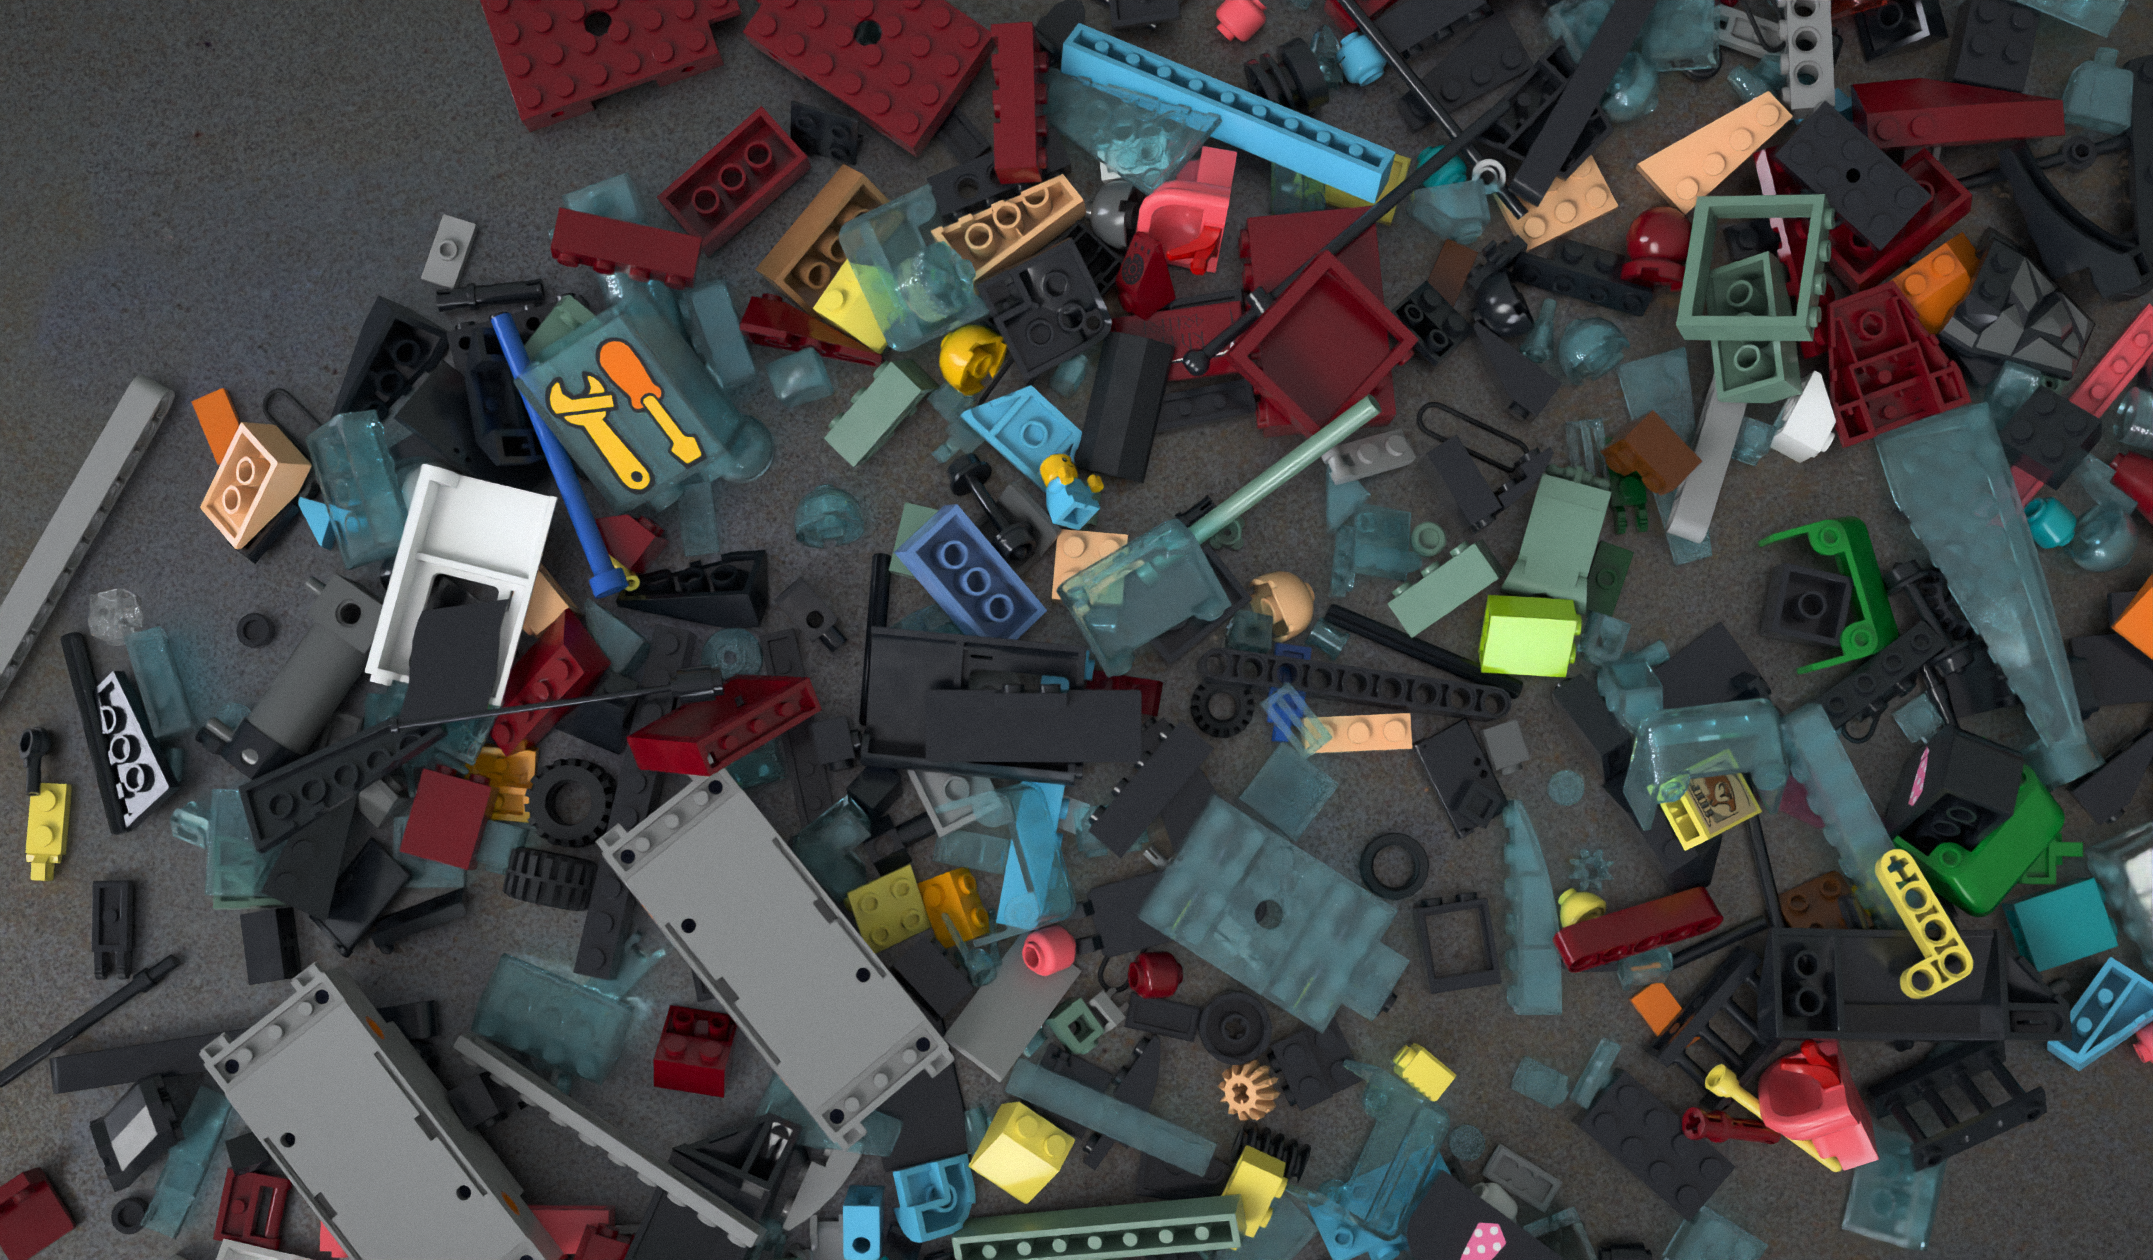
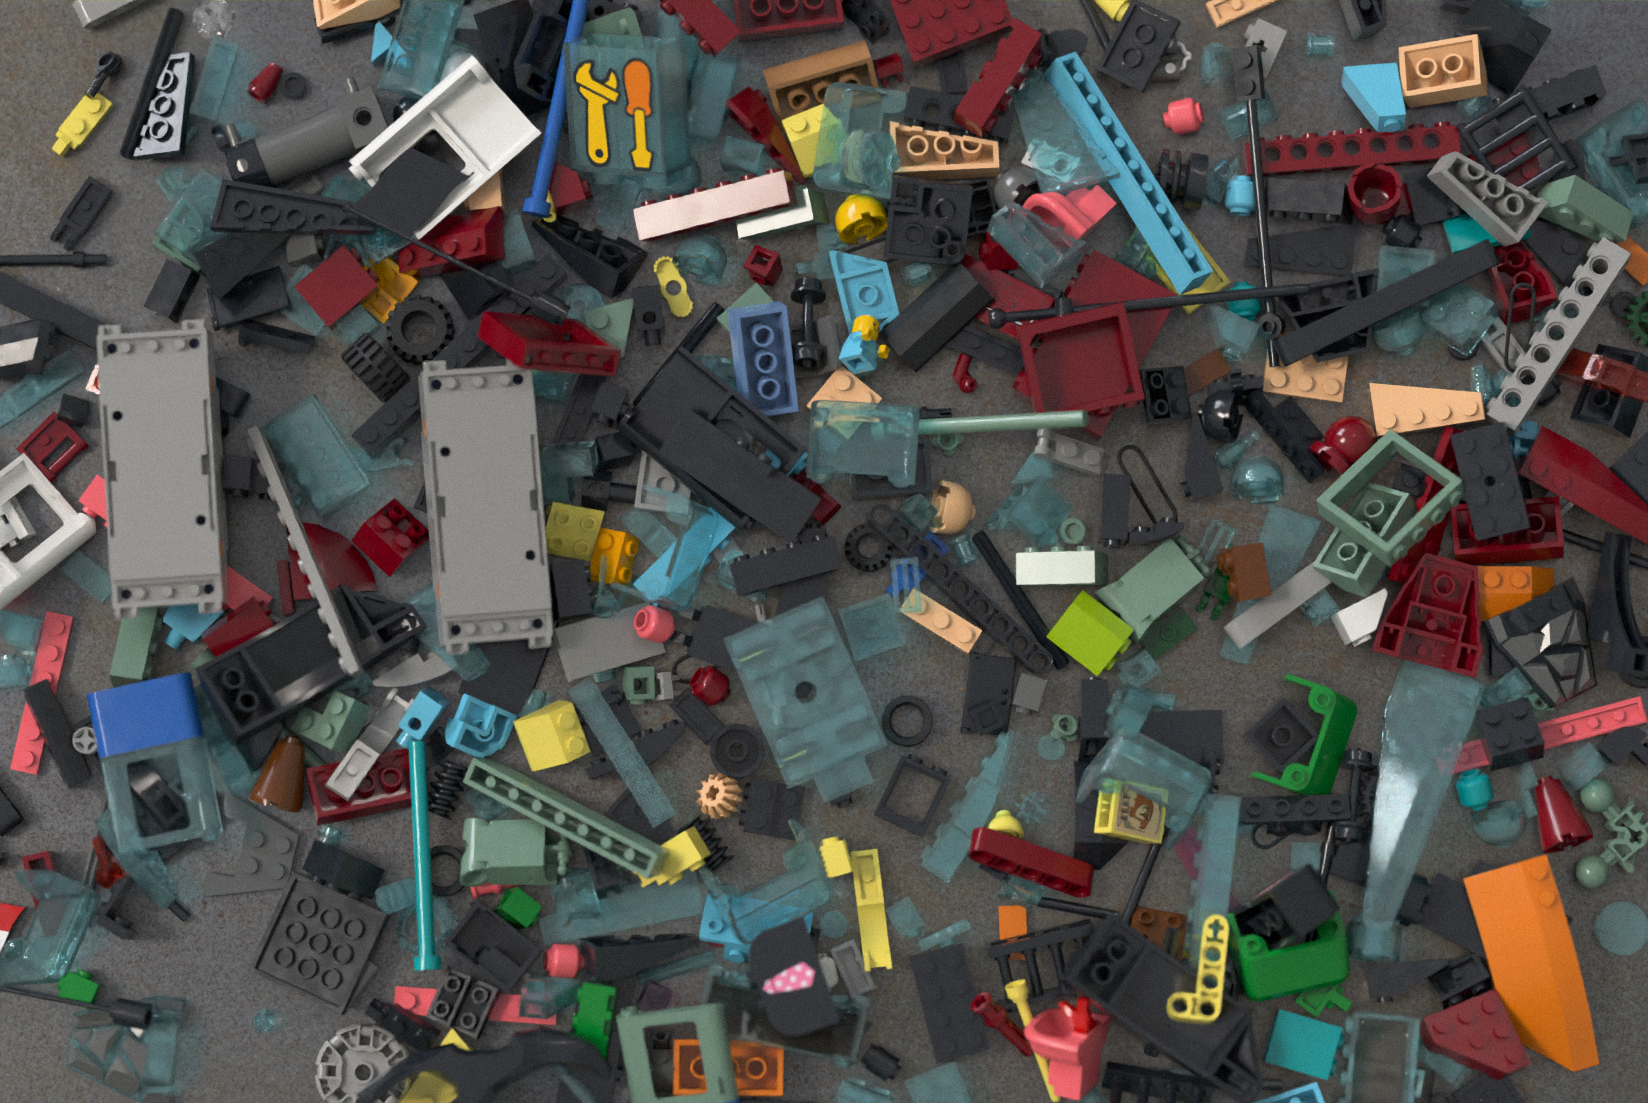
camera: 30 degrees right, 0 degrees up
(221, 648) = (265, 82): none -> dark red cone
(617, 1187) = (286, 589): none -> dark red tile
(653, 1119) = (338, 561): none -> dark red brick
(778, 652) = (612, 322): none -> sand green wing
(799, 557) = (666, 272): none -> light yellow piece
(804, 449) = (715, 206): none -> brick
(888, 174) = (887, 66): none -> dark red tile
(903, 485) = (763, 271): none -> dark red brick
(1181, 253) = (1033, 243): none -> clear light blue wedge
(1194, 453) = (961, 375): none -> dark red arm
(1498, 1100) = (871, 909): none -> light yellow piece
(1567, 747) = (1064, 720): none -> sand green plate

